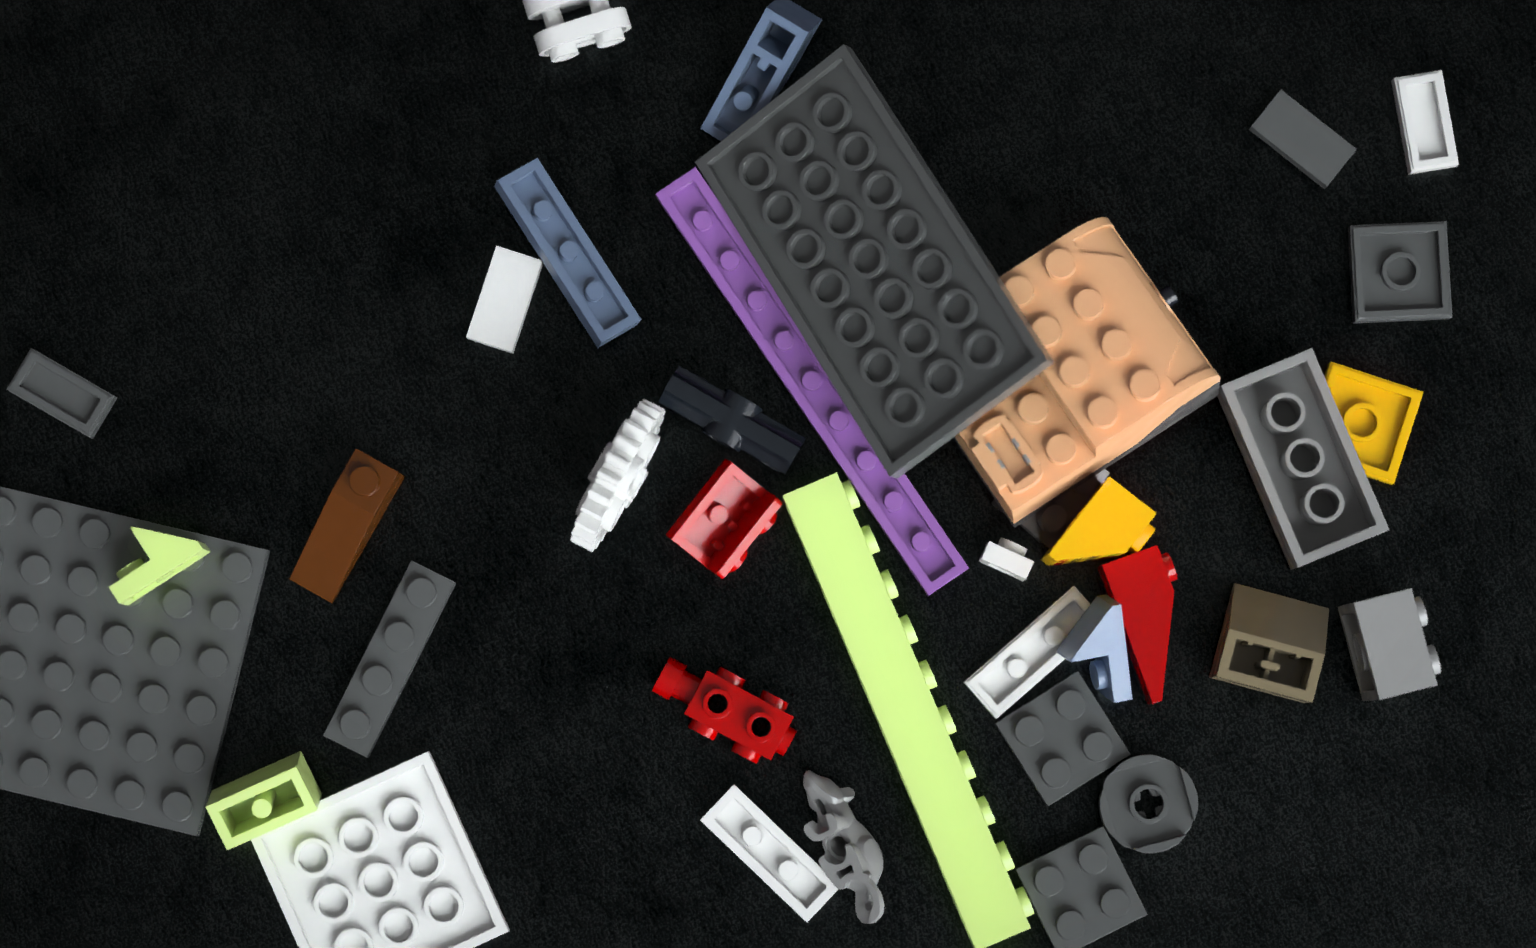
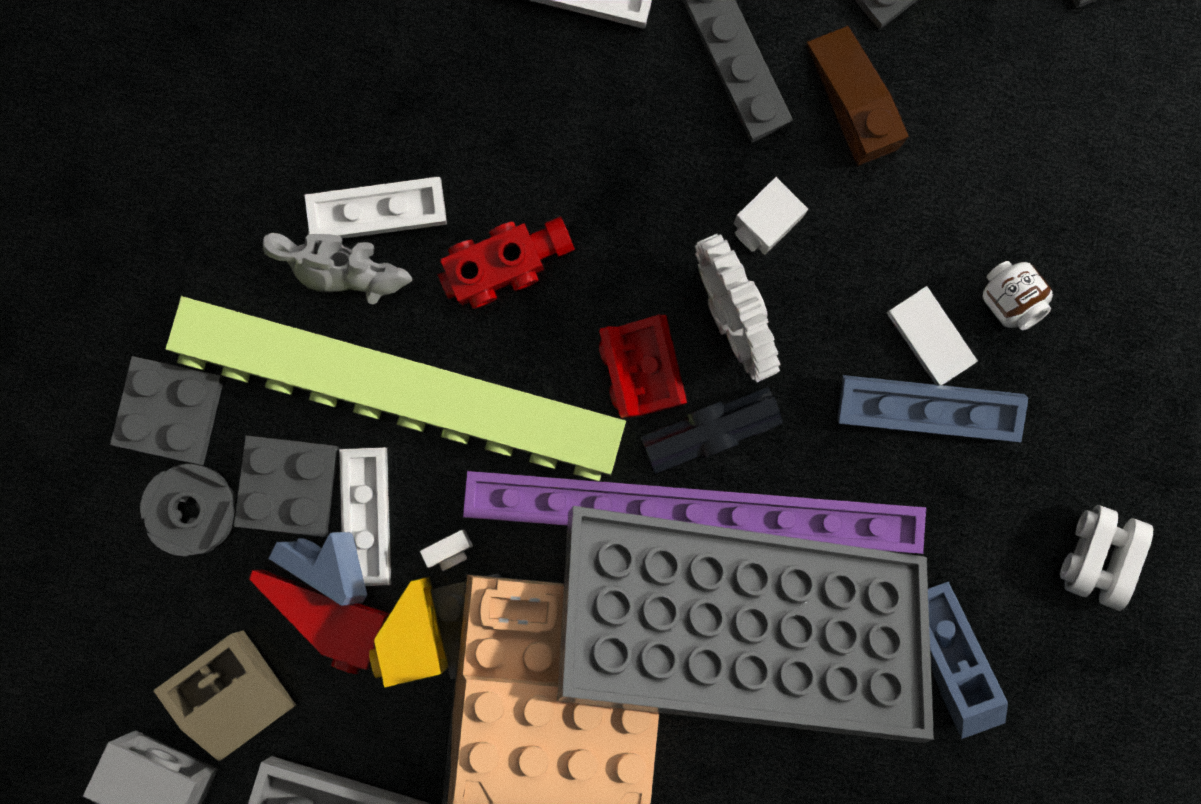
camera: 125 degrees right, 0 degrees up
(414, 255) = (1017, 295): none -> white head
(513, 514) = (769, 217): none -> white brick

